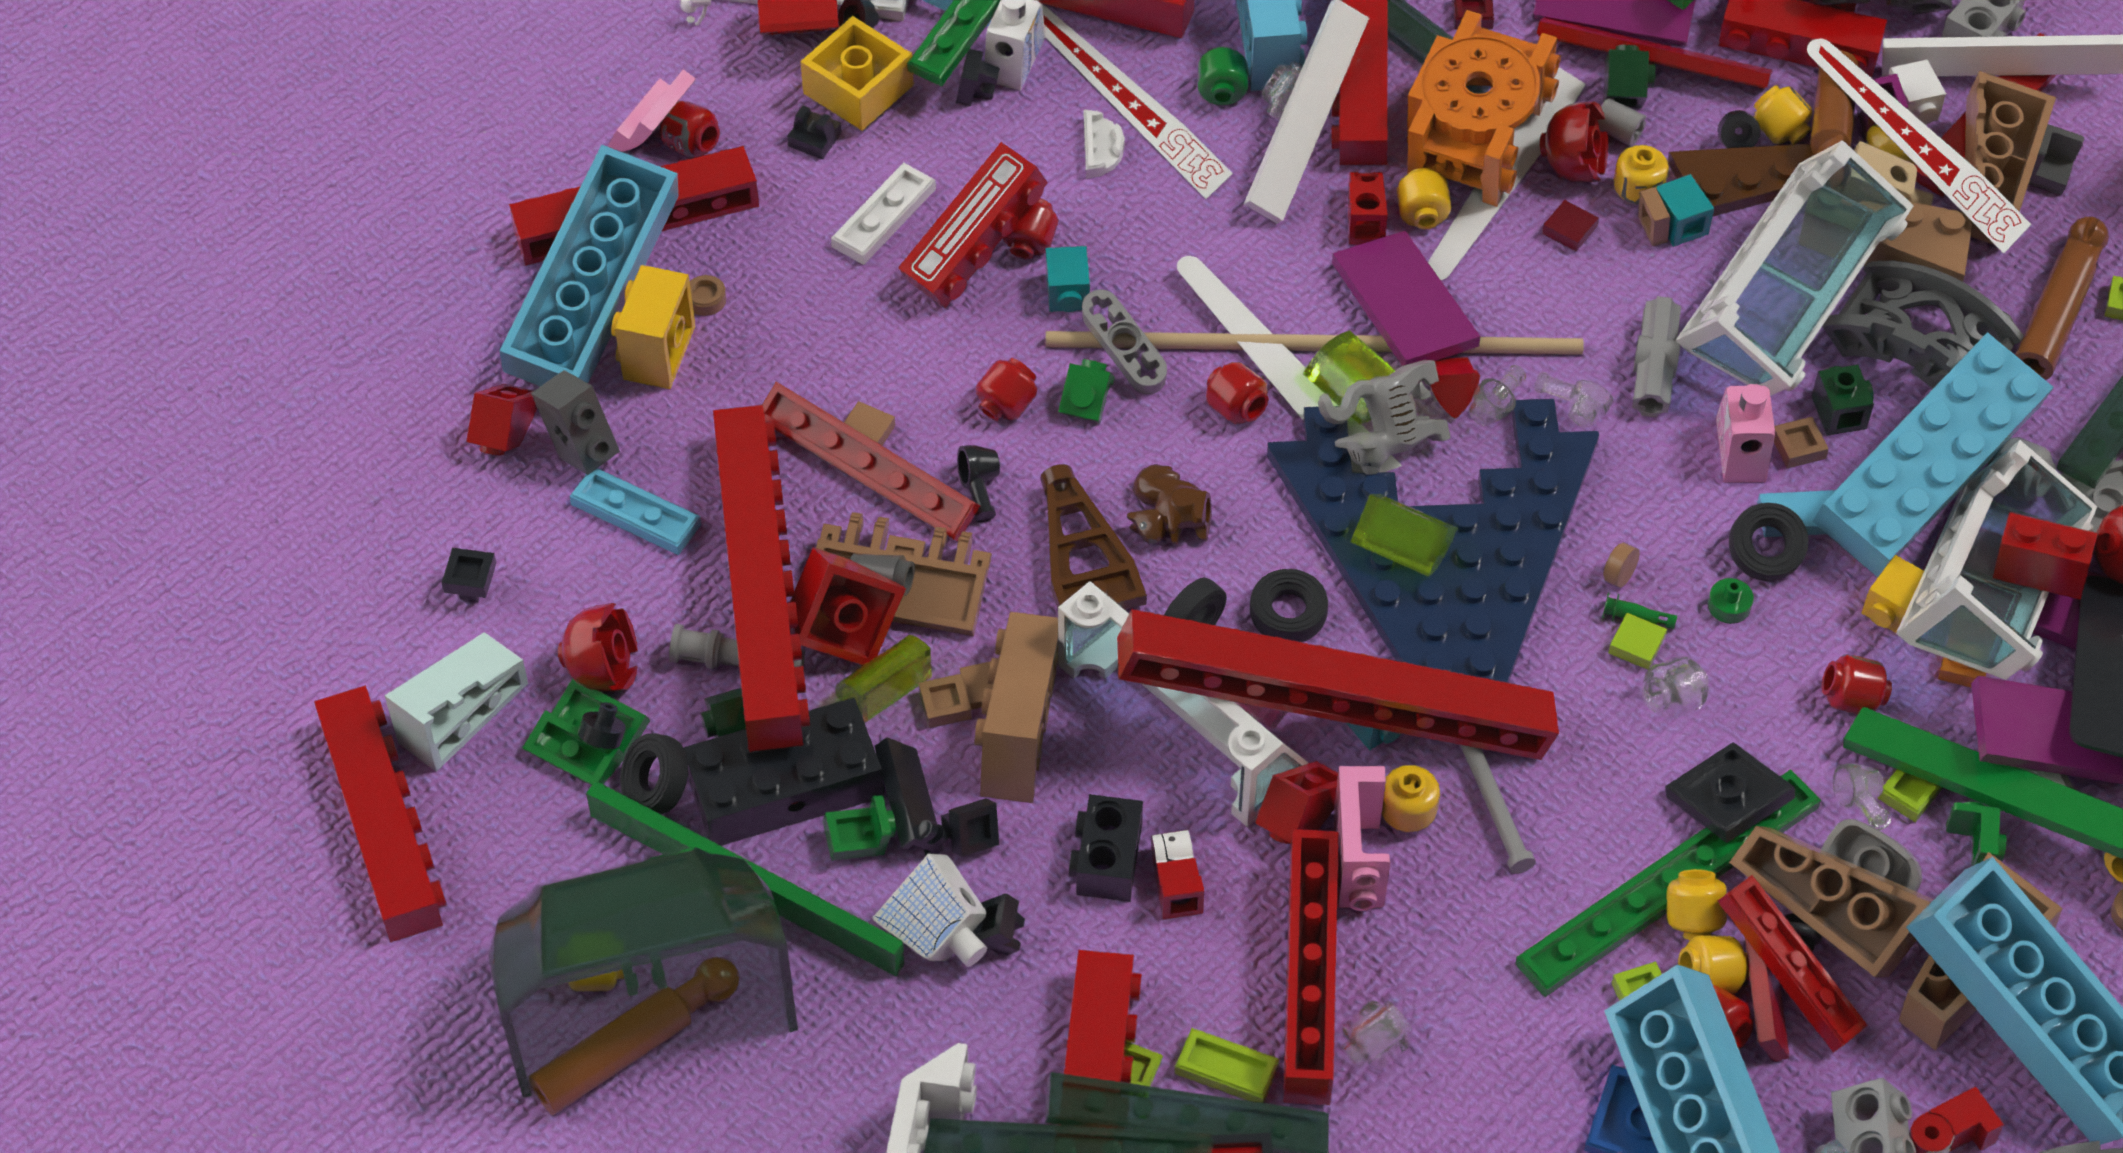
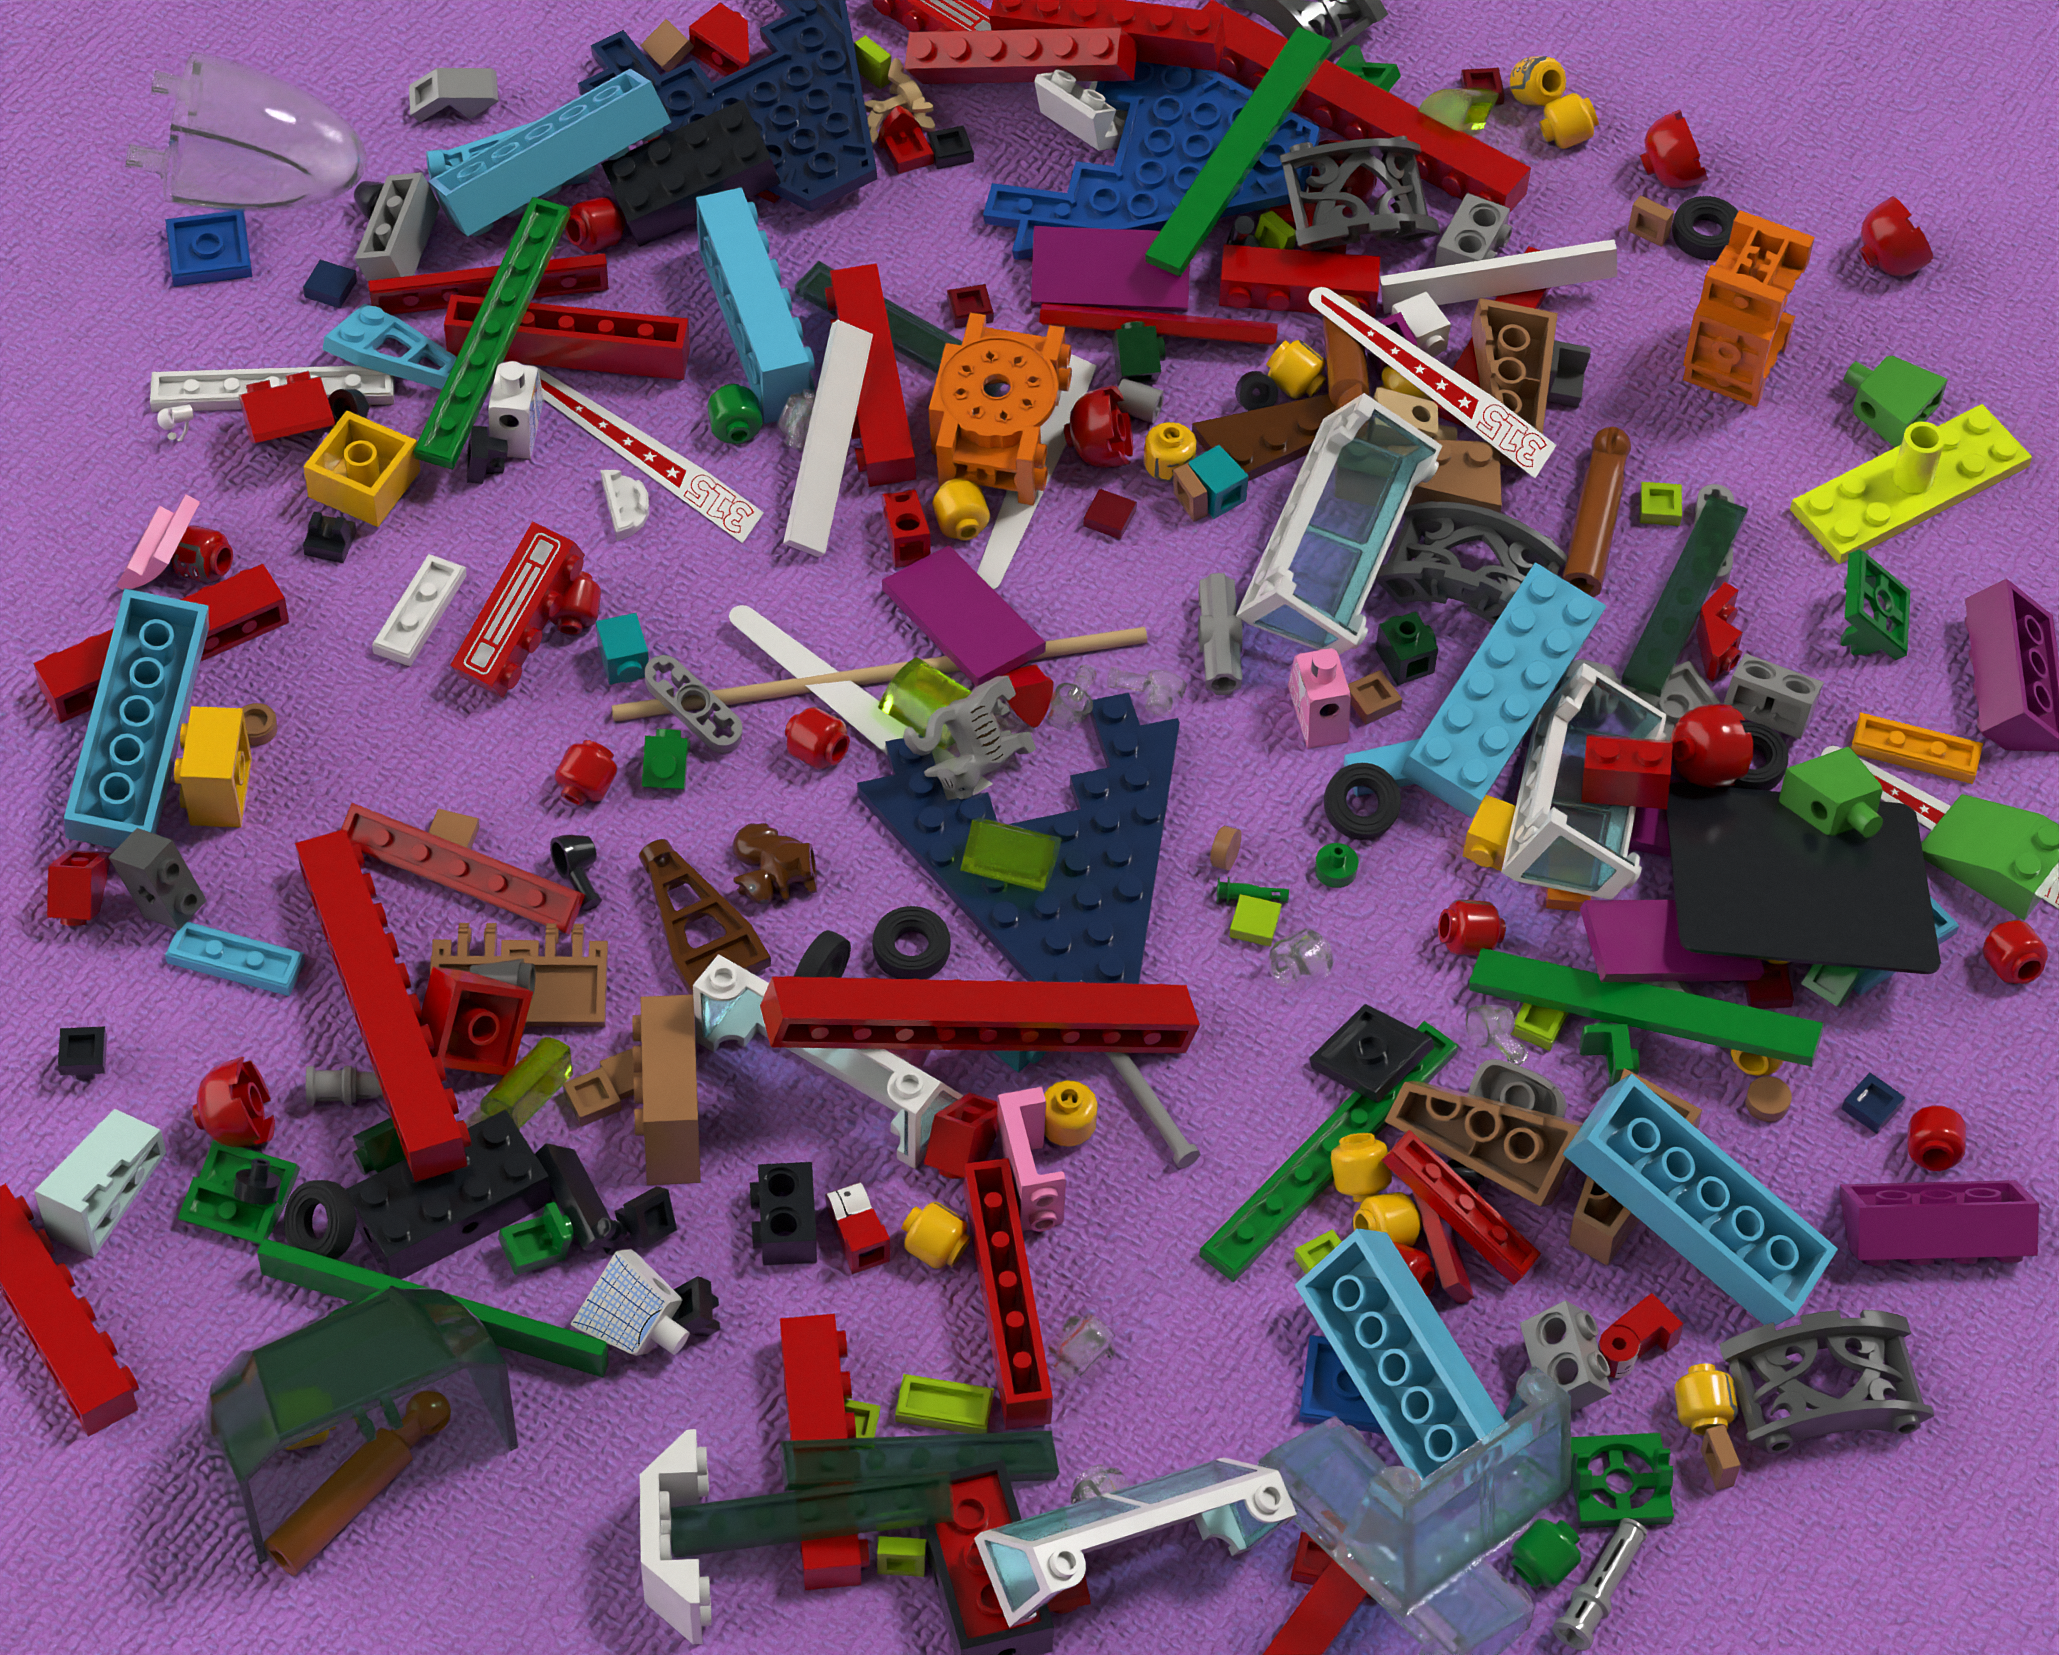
camera: 15 degrees left, 0 degrees up
(1252, 895) = (935, 1235): none -> yellow head

